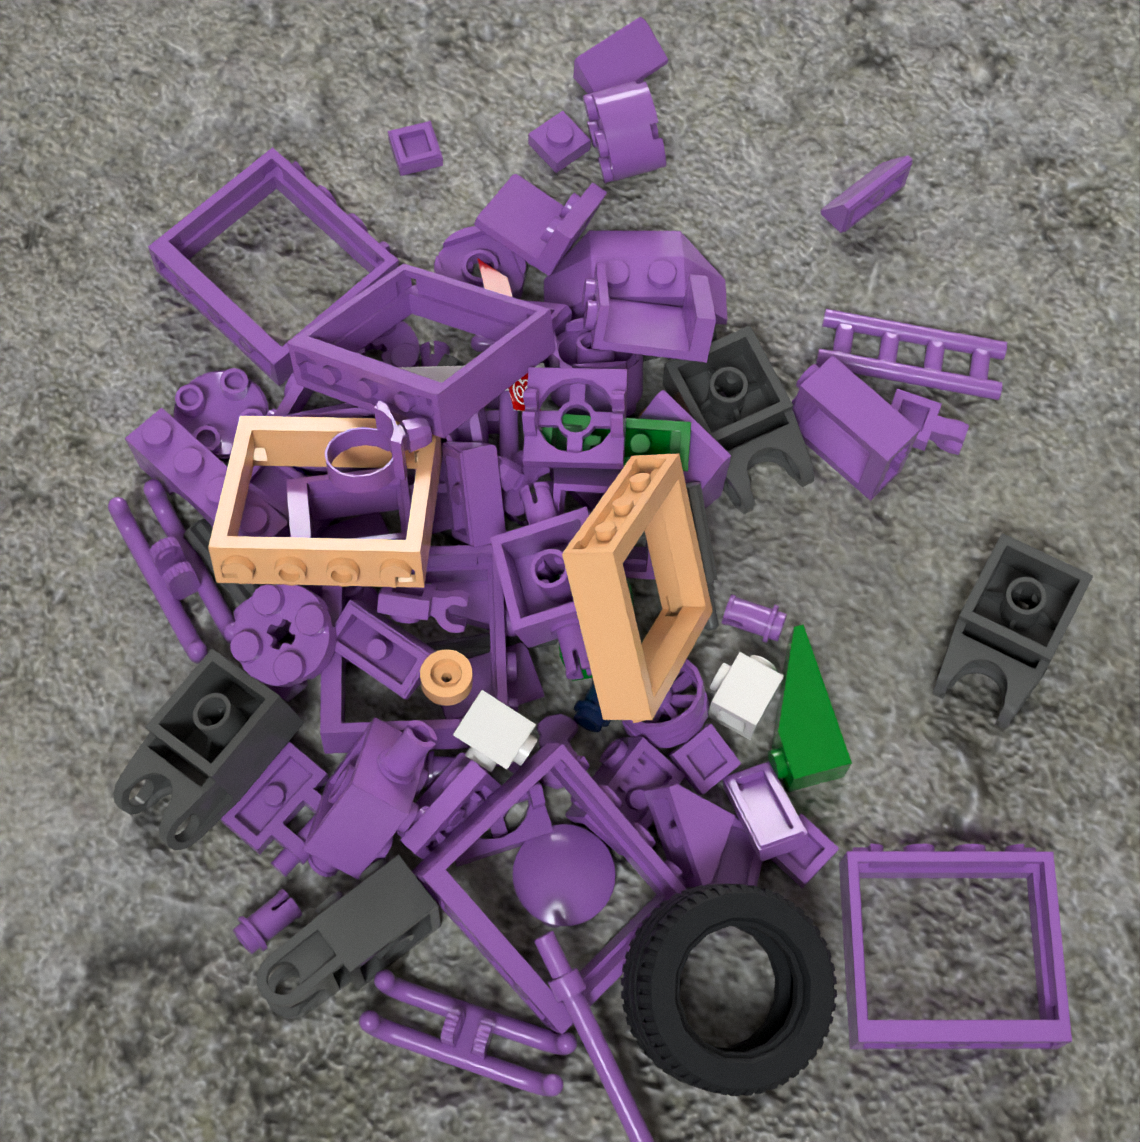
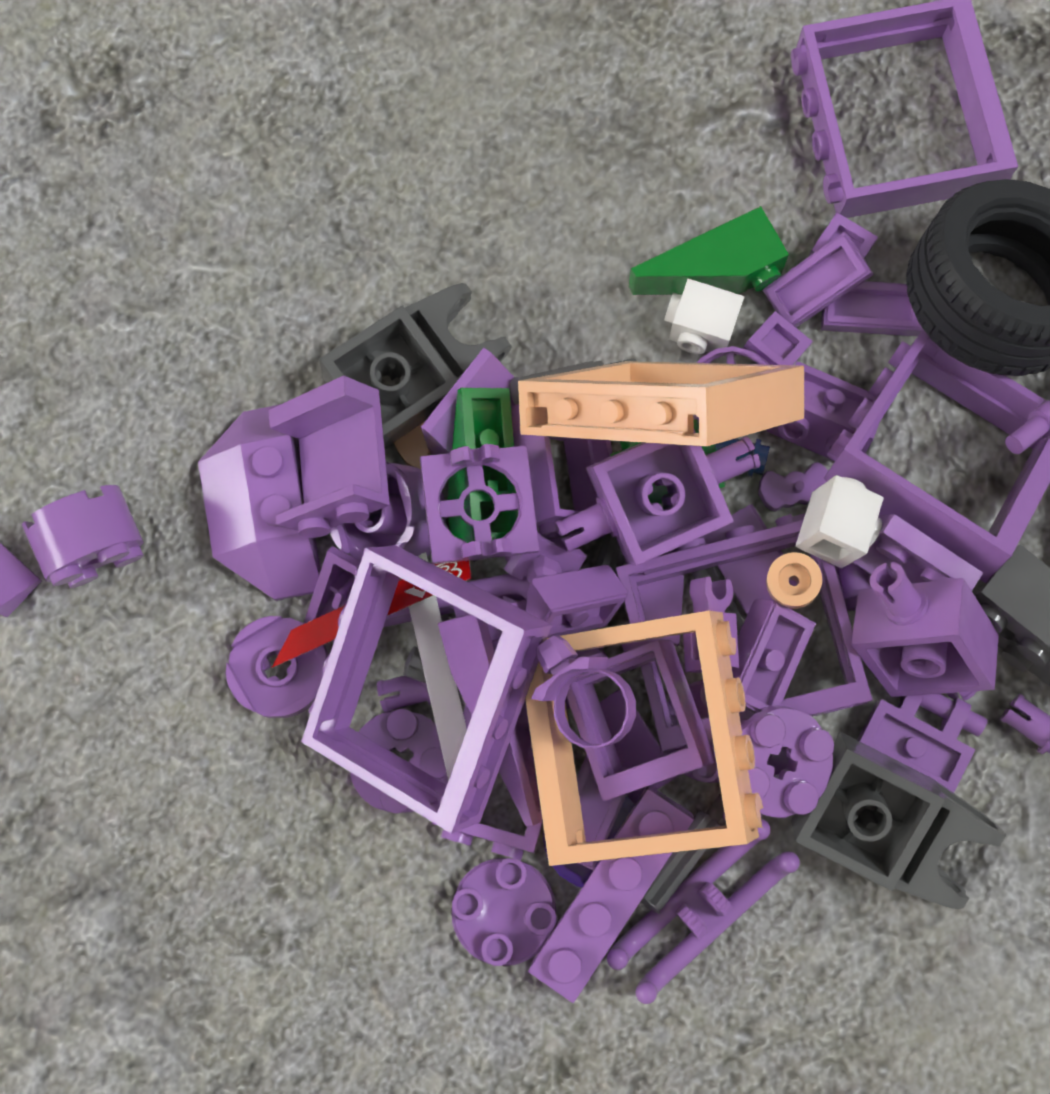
camera: 90 degrees left, 10 degrees up
(206, 222) = (228, 860): medium lavender window -> none
(415, 148) = (128, 774): medium lavender tile -> none
(536, 223) = (218, 608): medium lavender bracket -> none
(559, 141) = (96, 615): medium lavender plate -> none
(564, 876) = (921, 450): medium lavender dish -> none
(689, 831) = (859, 342): medium lavender slope -> none
(754, 618) = (621, 323): medium lavender pin -> none
(852, 426) = (409, 248): medium lavender window -> none
(867, 193) = (114, 284): medium lavender slope -> none
(923, 413) = (379, 200): medium lavender plate -> none
(936, 342) = (318, 239): medium lavender bar -> none
(1007, 641) = (602, 86): dark grey brick -> none

